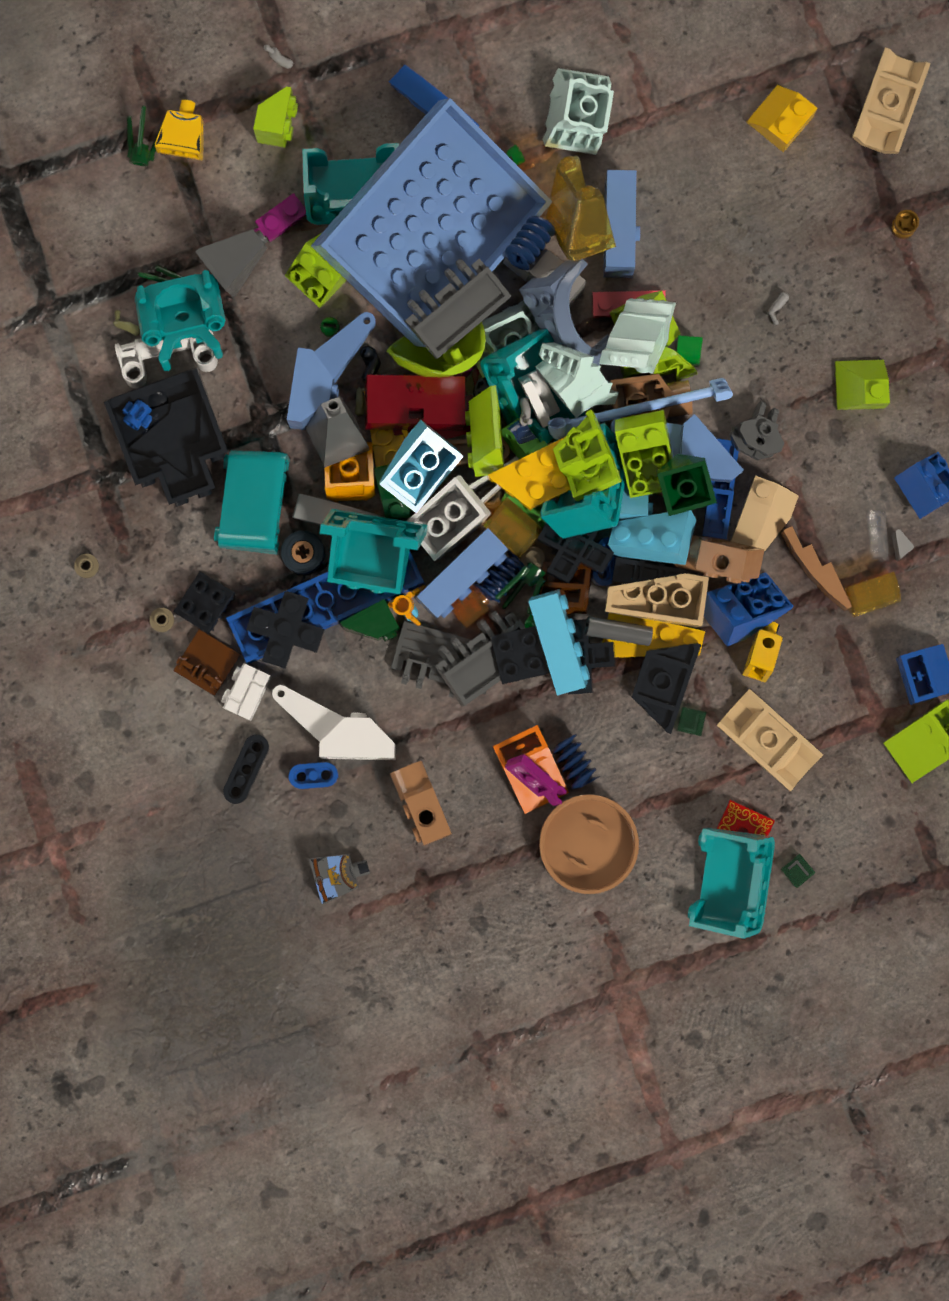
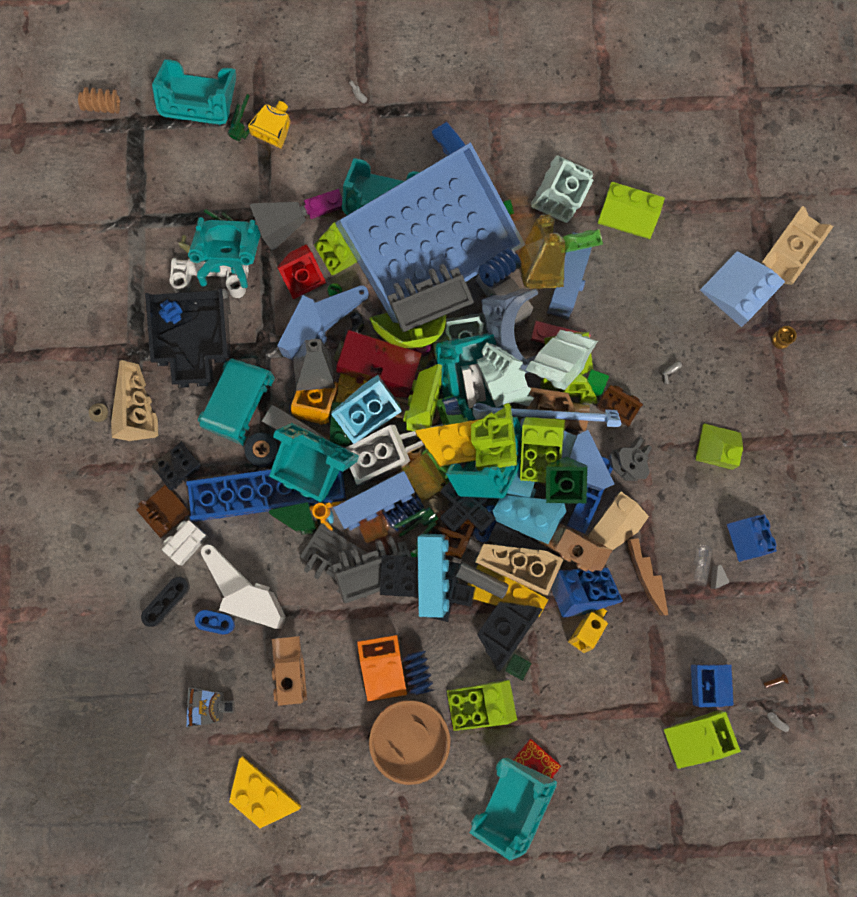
camera: 15 degrees right, 5 degrees down
(70, 122) = (193, 96): none -> teal windscreen
(127, 552) = (132, 410): none -> tan wedge
(161, 627) = (144, 473): dark tan plate -> none
(274, 118) = (340, 131): lime slope -> none
(281, 315) = (301, 272): none -> red slope
(285, 629) = (227, 503): black plate -> none
(430, 959) = (259, 796): none -> yellow wing
(525, 412) = (459, 392): light grey piece -> none
(535, 778) = (382, 677): magenta plate -> none
(626, 179) = (582, 240): none -> bright green slope
(661, 778) = (482, 705): none -> lime slope
(671, 115) = (631, 210): none -> lime slope
(731, 367) = (616, 399): none -> reddish brown bracket
(769, 740) = (574, 700): tan piece -> none
(782, 116) = (712, 235): yellow slope -> none
(797, 871) = (568, 812): clear green tile -> none
(836, 174) = (742, 287): none -> light blue slope
(874, 594) = (687, 609): clear yellow brick -> none

